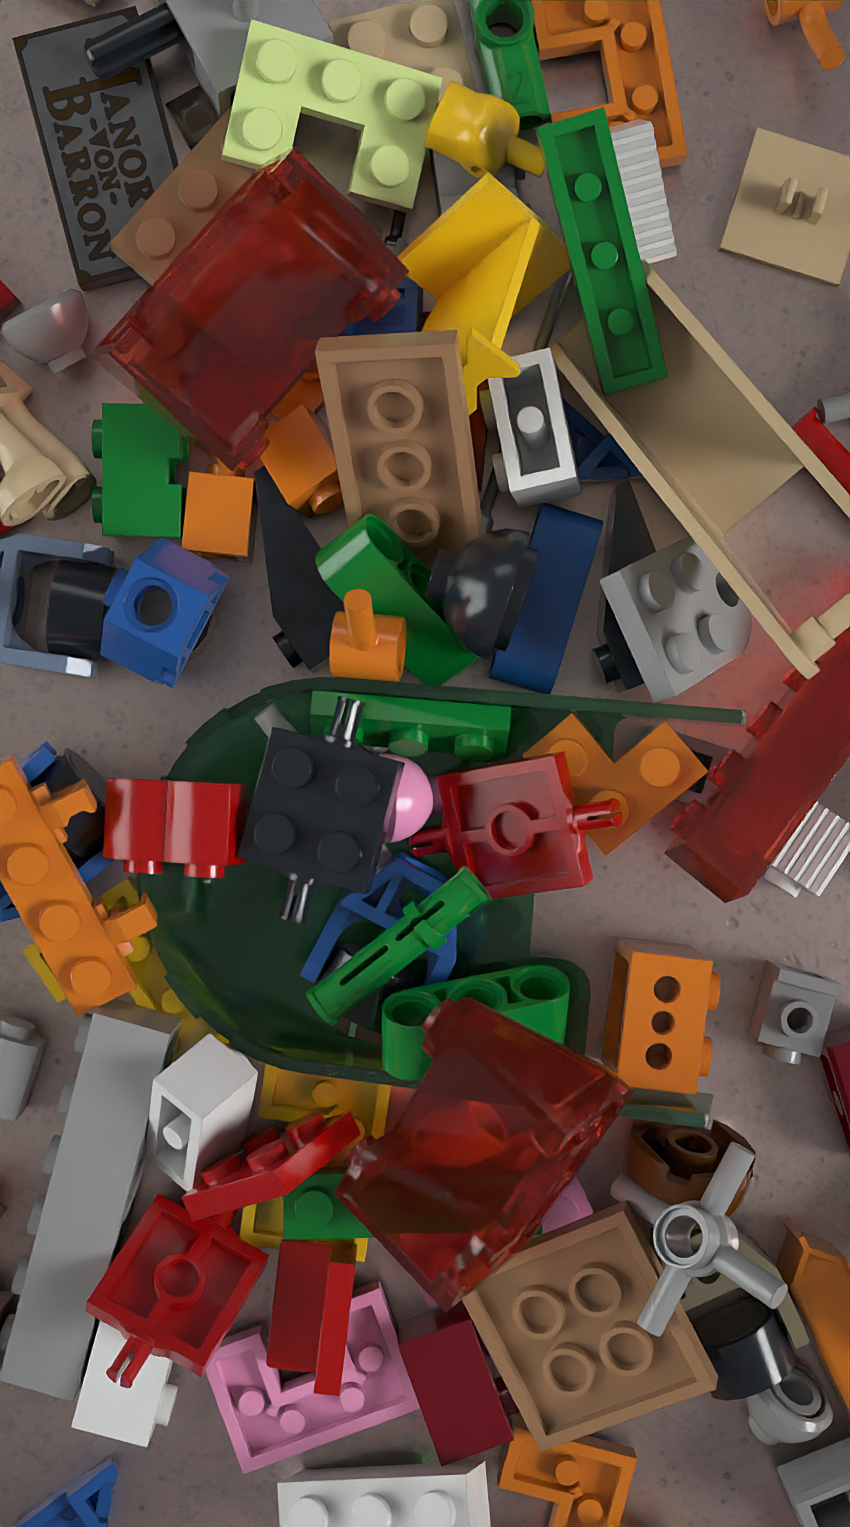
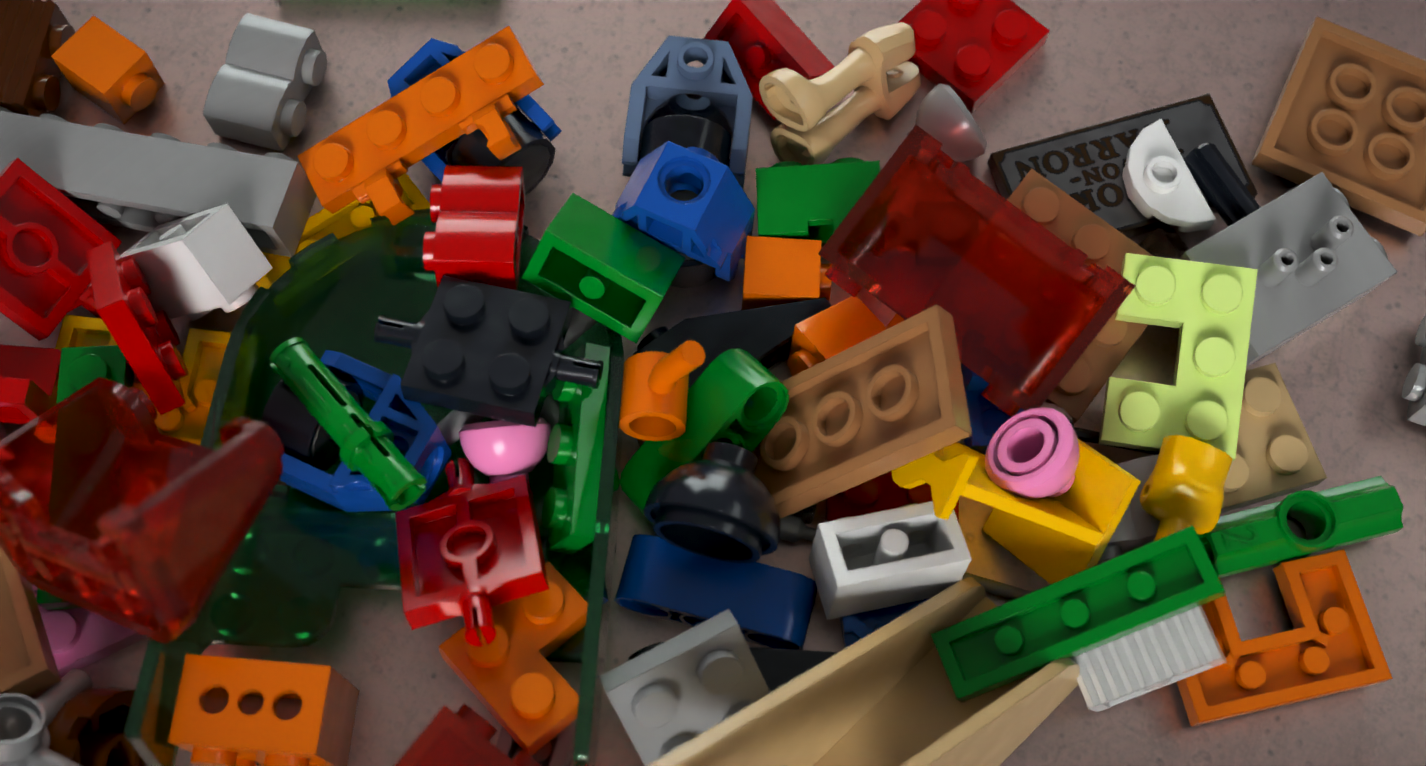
camera: 80 degrees right, 20 degrees down
(124, 105) = (1162, 183): none -> white plate
(229, 693) = (603, 267): none -> green brick
(451, 276) = (1034, 454): none -> bright pink brick
(526, 993) = (282, 553): green beam -> none

